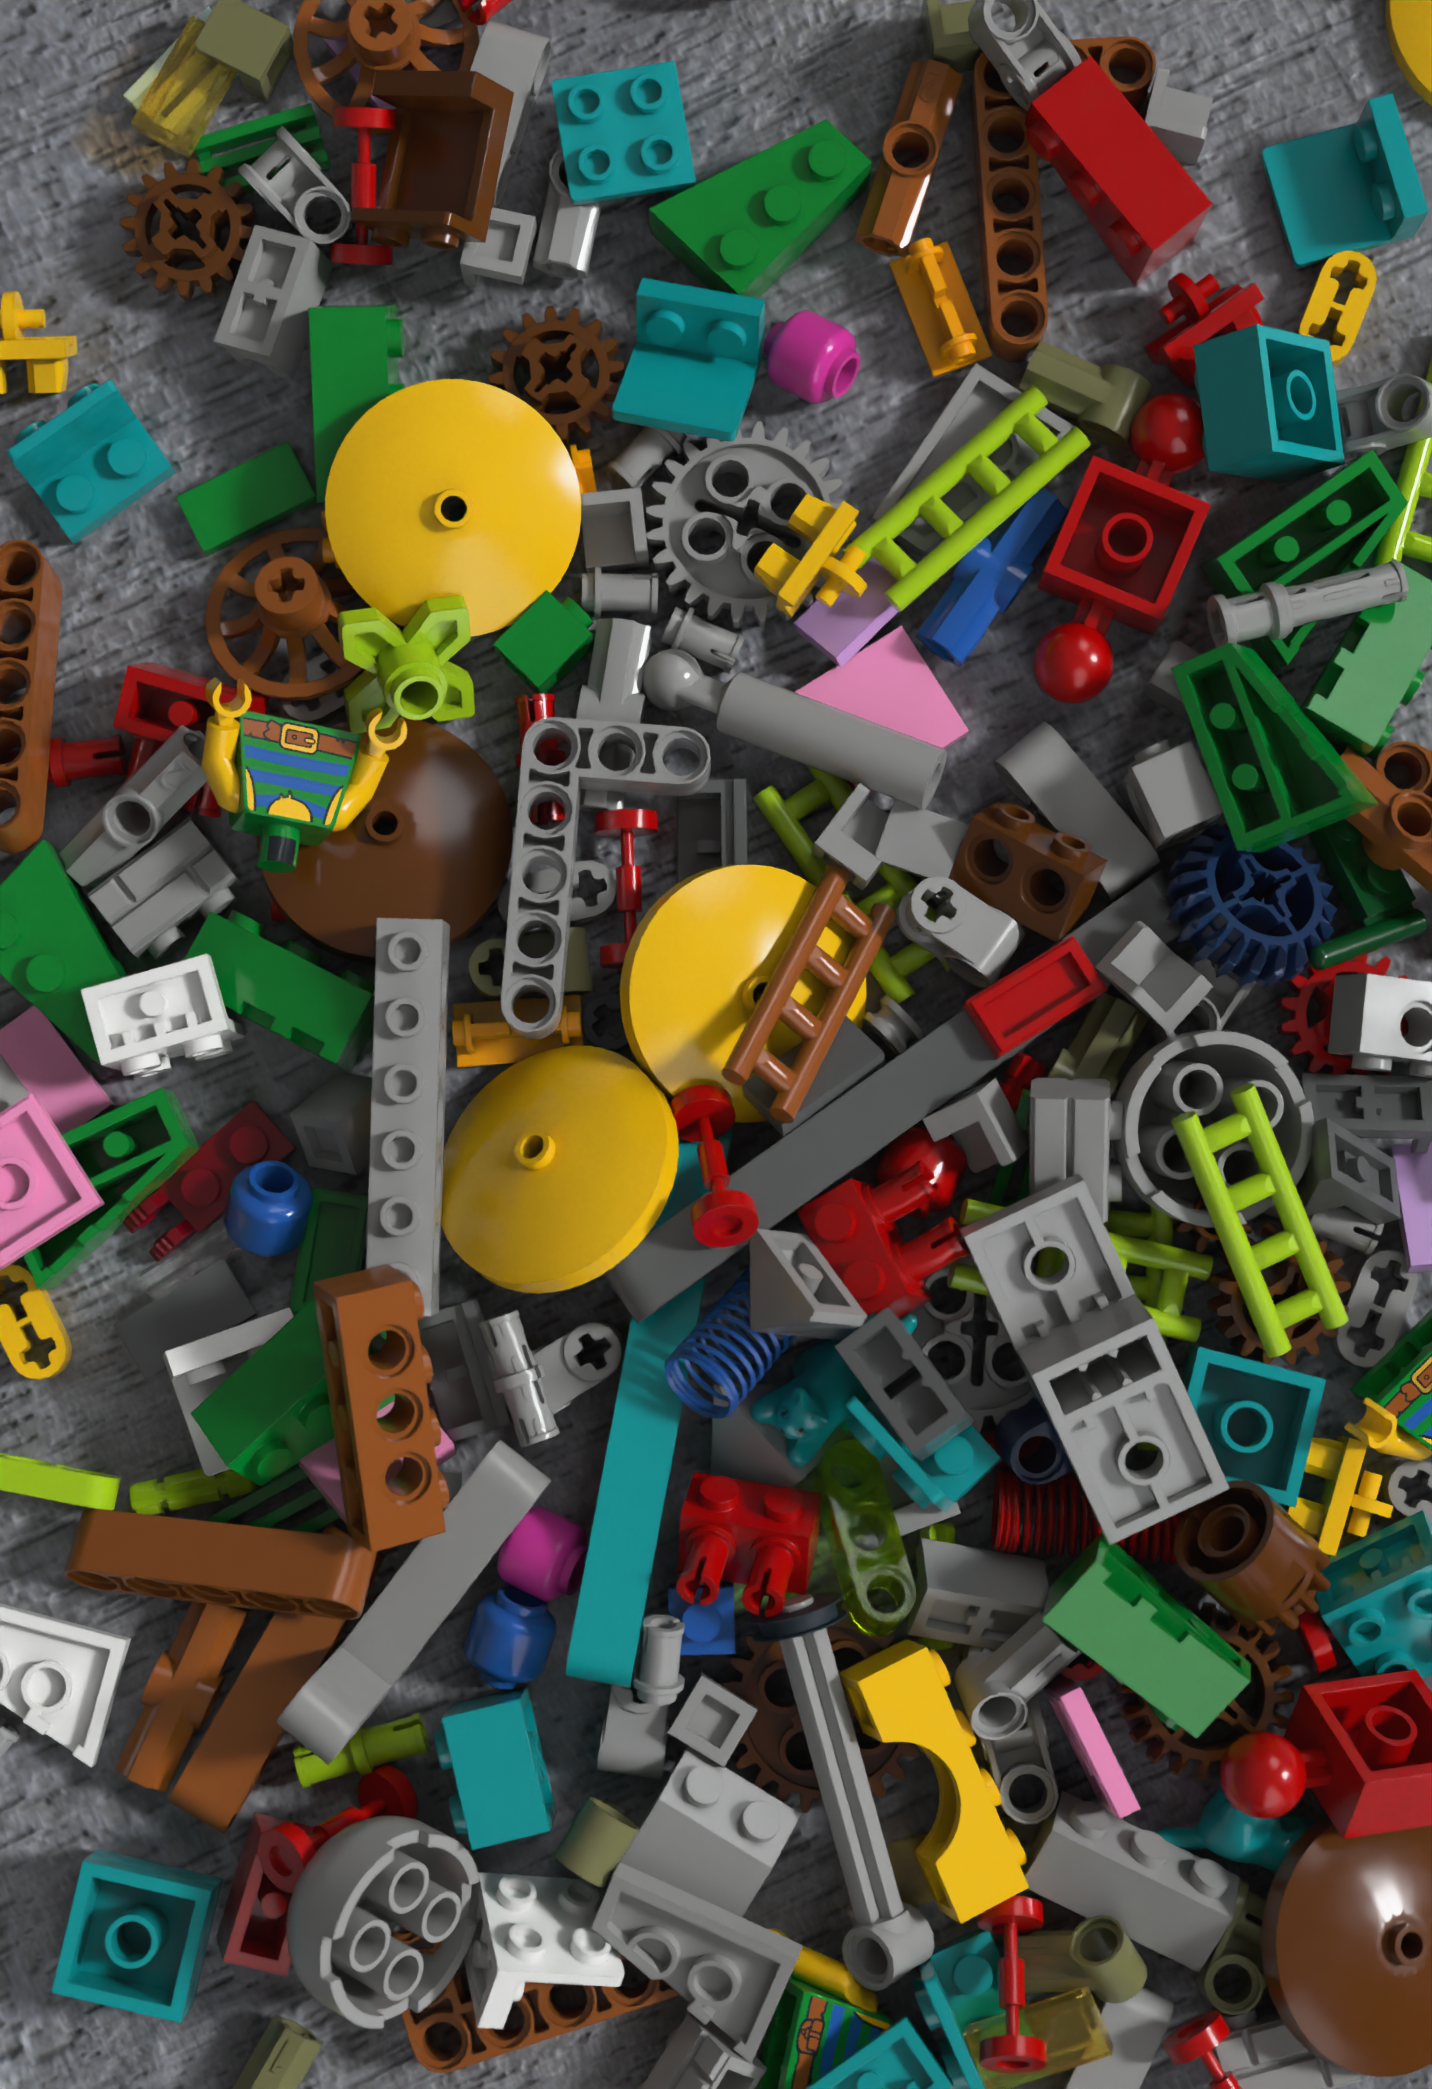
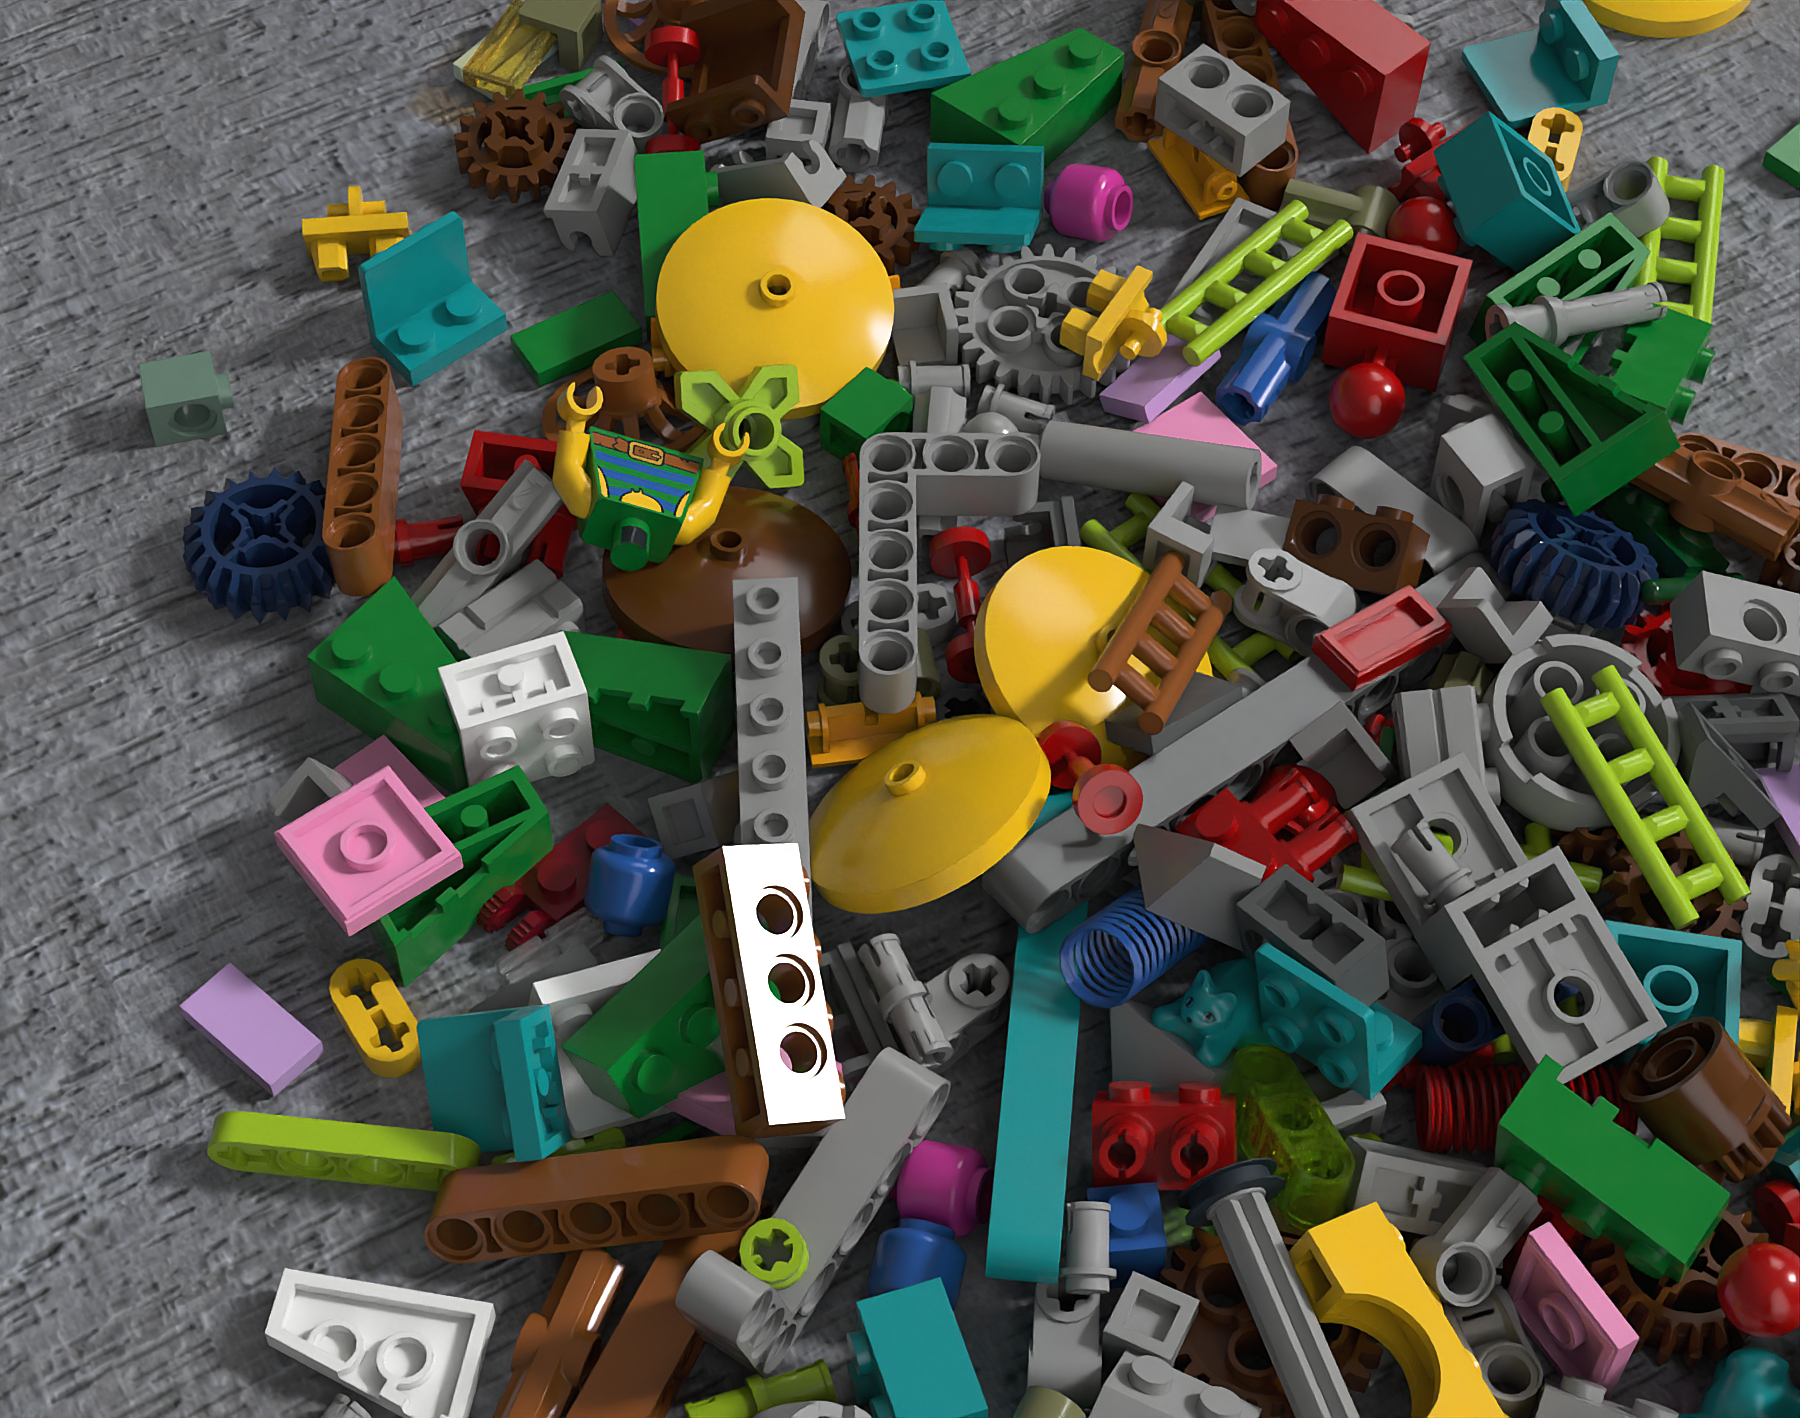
camera: 10 degrees left, 30 degrees down
(134, 1429) = (496, 1079): none -> teal bracket
(355, 1646) = (766, 1233): none -> lime bush
(472, 323) = (780, 177): none -> light grey hinge
(953, 276) = (1222, 110): none -> light grey brick
(1036, 1310) = (1433, 865): none -> light grey pin

